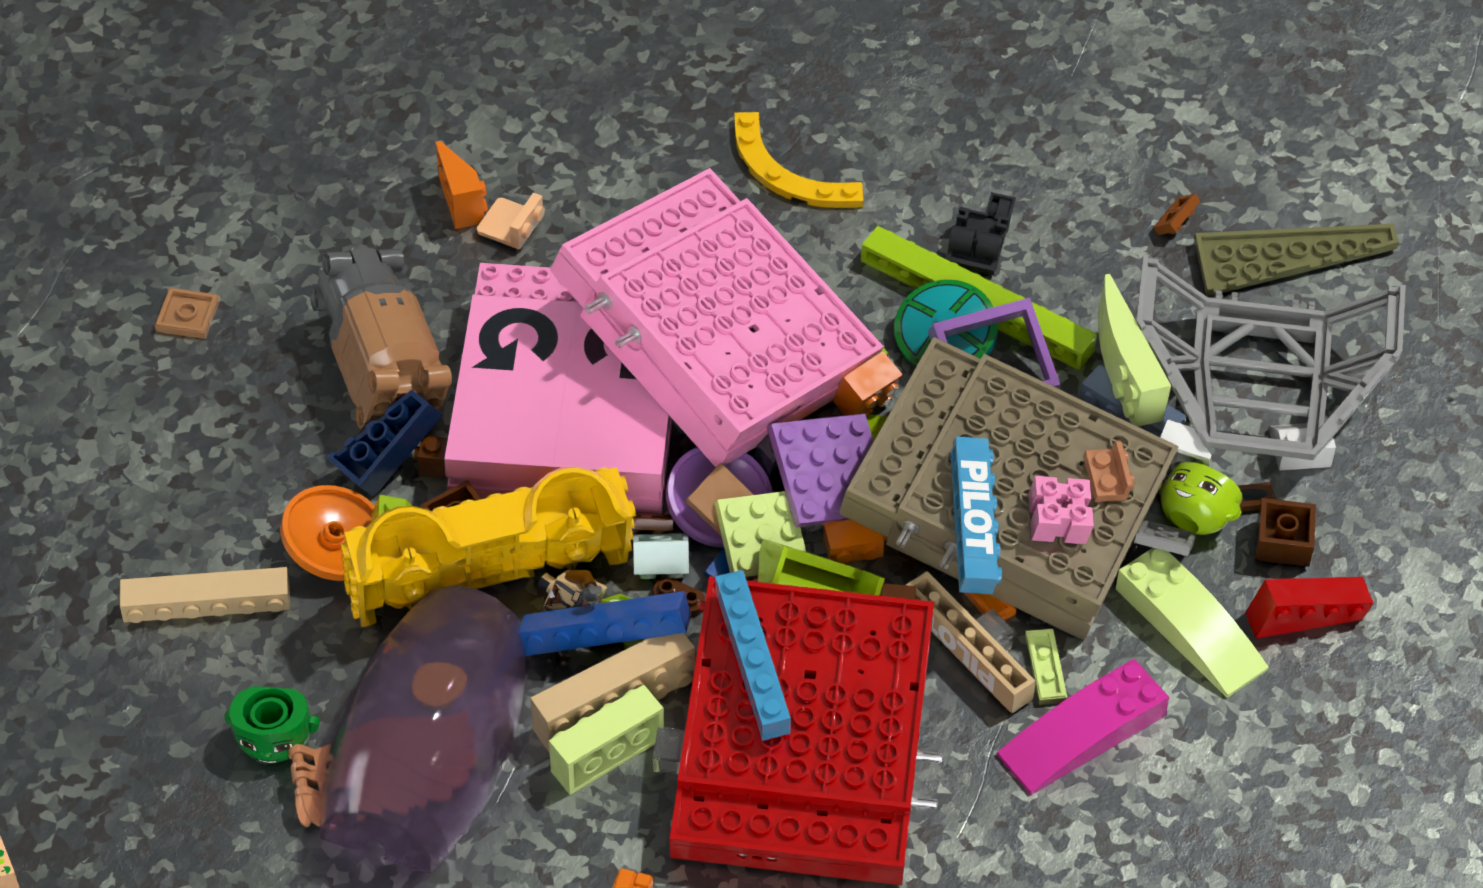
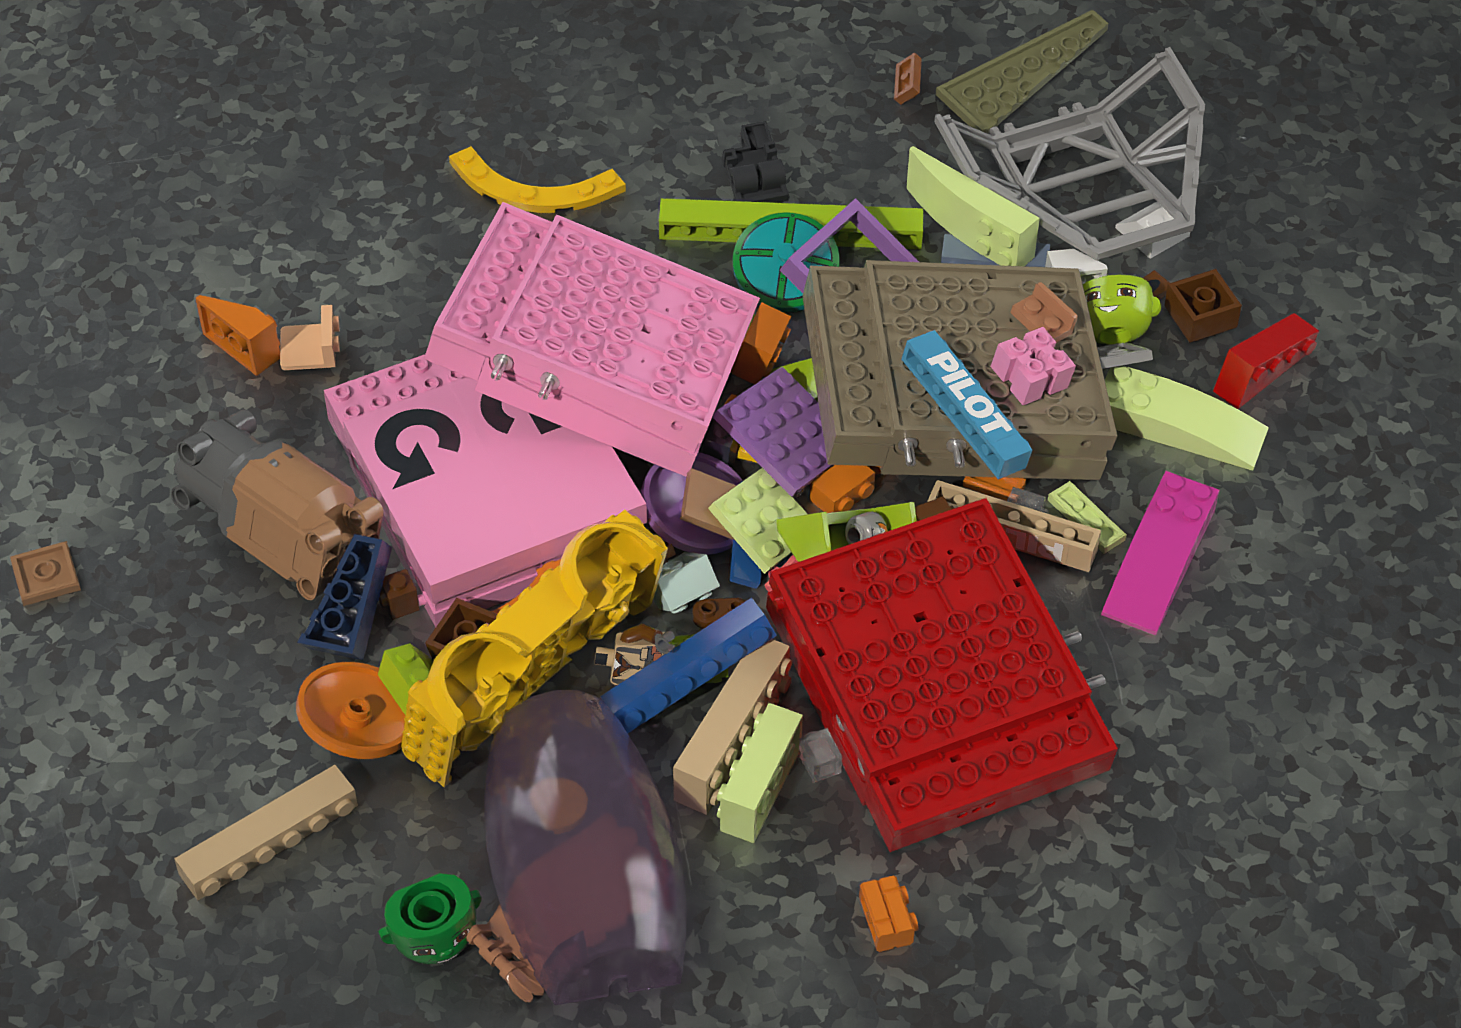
camera: 30 degrees left, 0 degrees up
(752, 655) = (866, 622): dark azure brick -> none
(839, 580) = (864, 527): none -> light grey head

